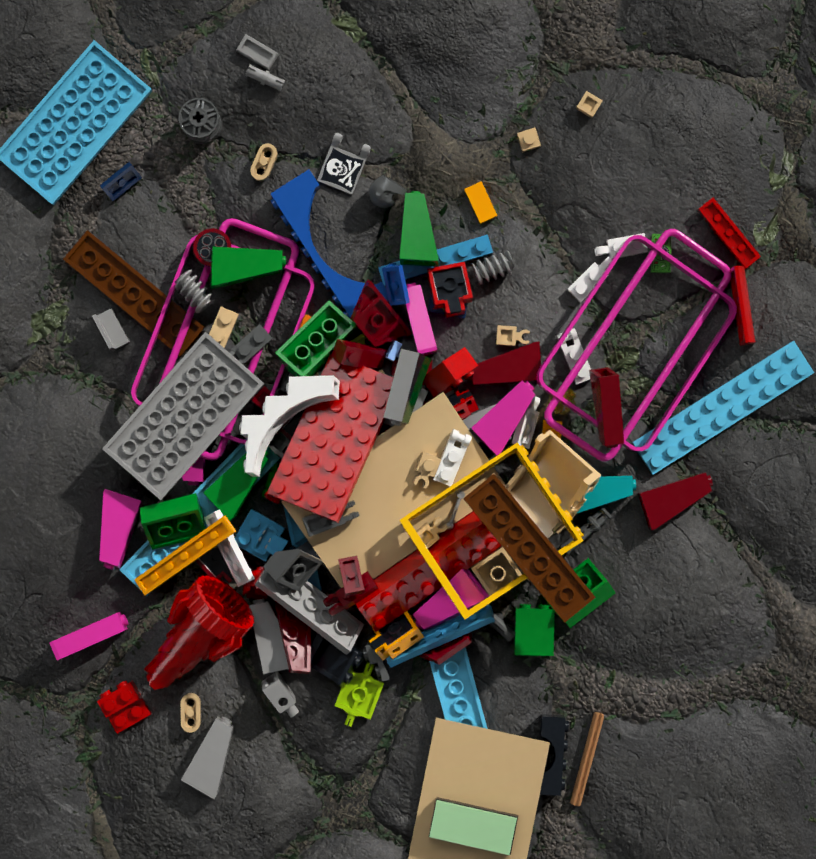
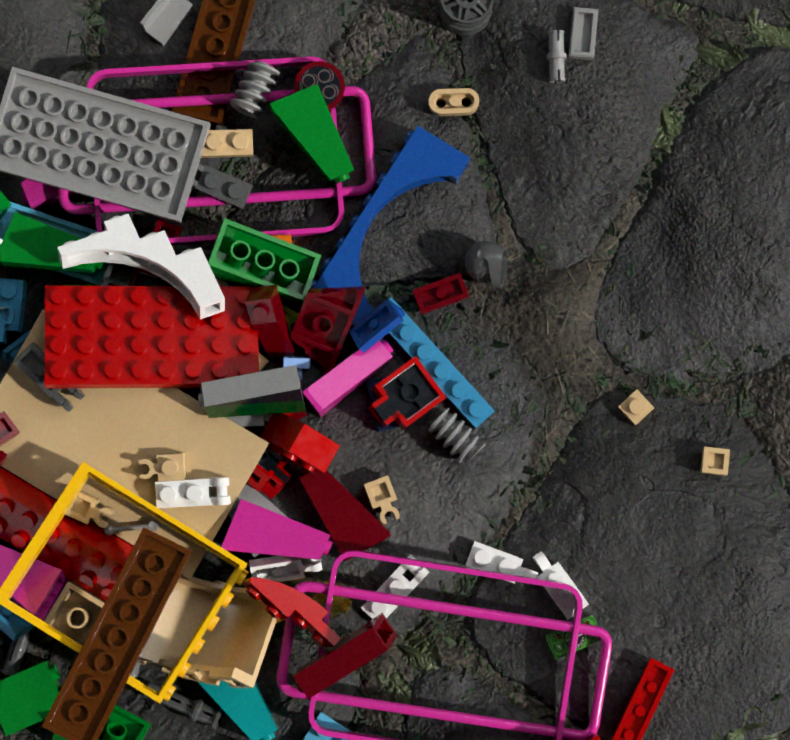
camera: 65 degrees right, 5 degrees down
(341, 167) = (491, 198): flag -> none
(391, 233) = (440, 293): none -> dark red plate
(417, 236) = (450, 325): green slope -> none
(480, 202) = (530, 384): light orange tile -> none
(555, 427) = (287, 601): none -> red slope

